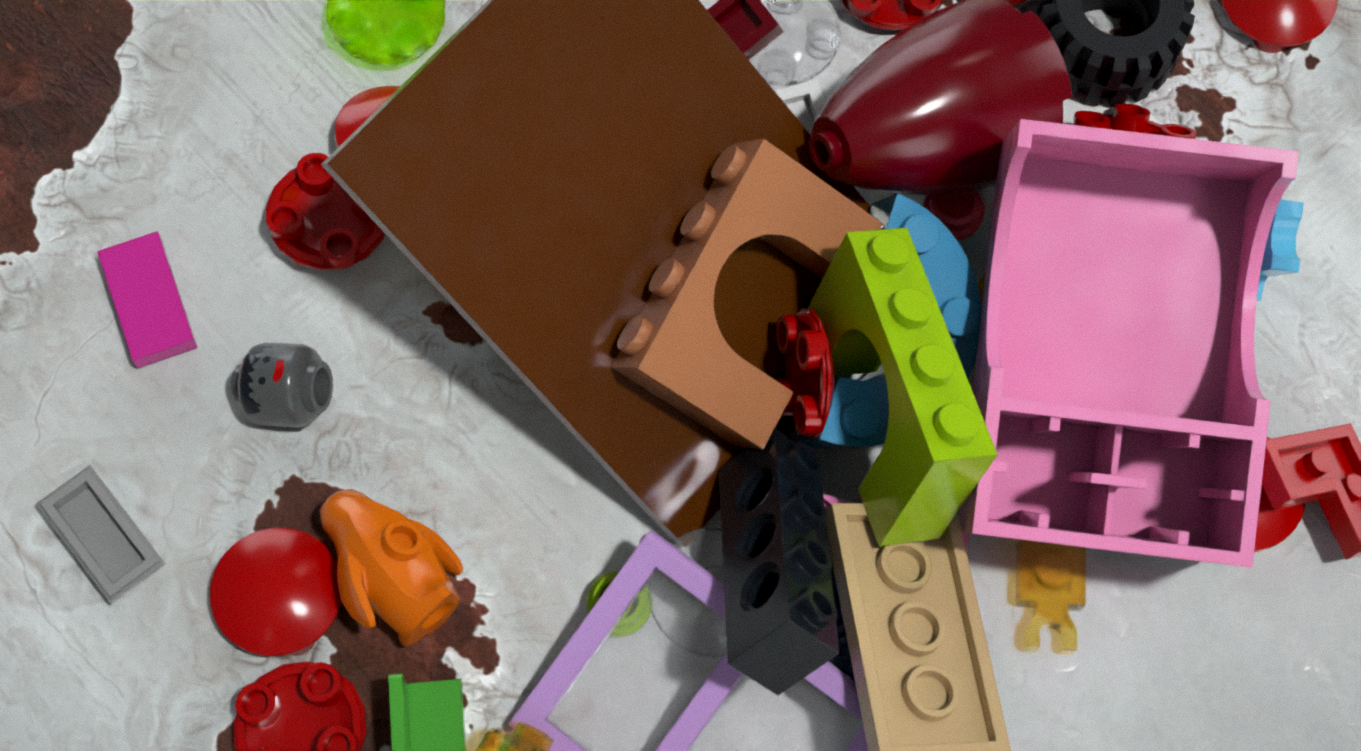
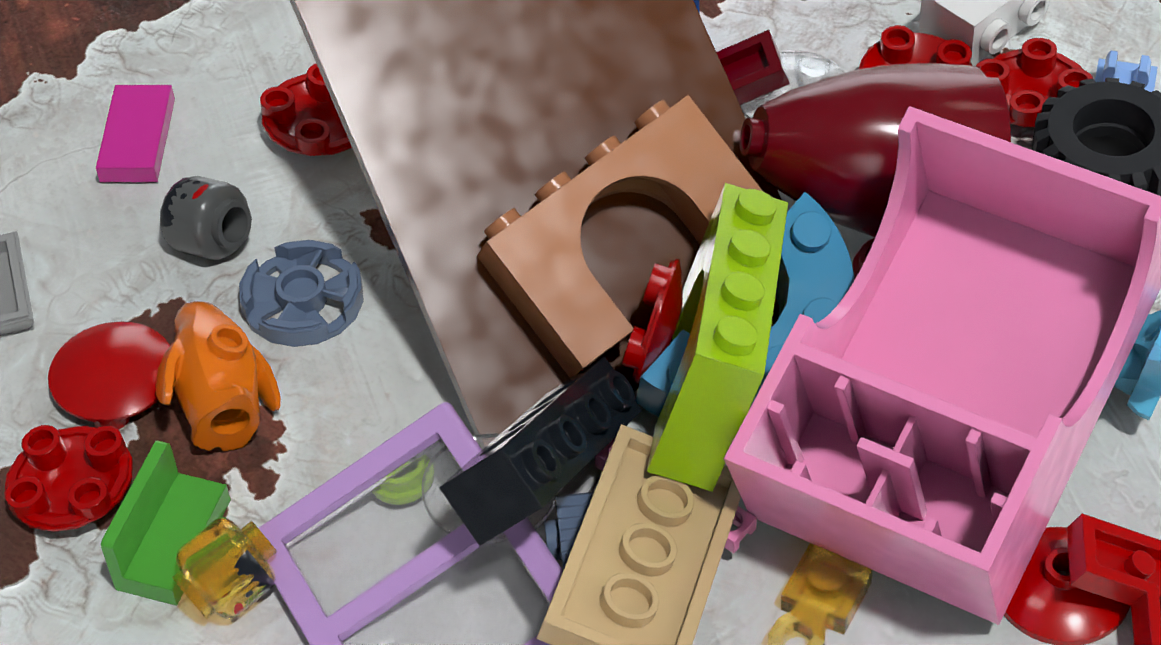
camera: 30 degrees right, 20 degrees down
(414, 430) = (300, 293): none -> sand blue piece

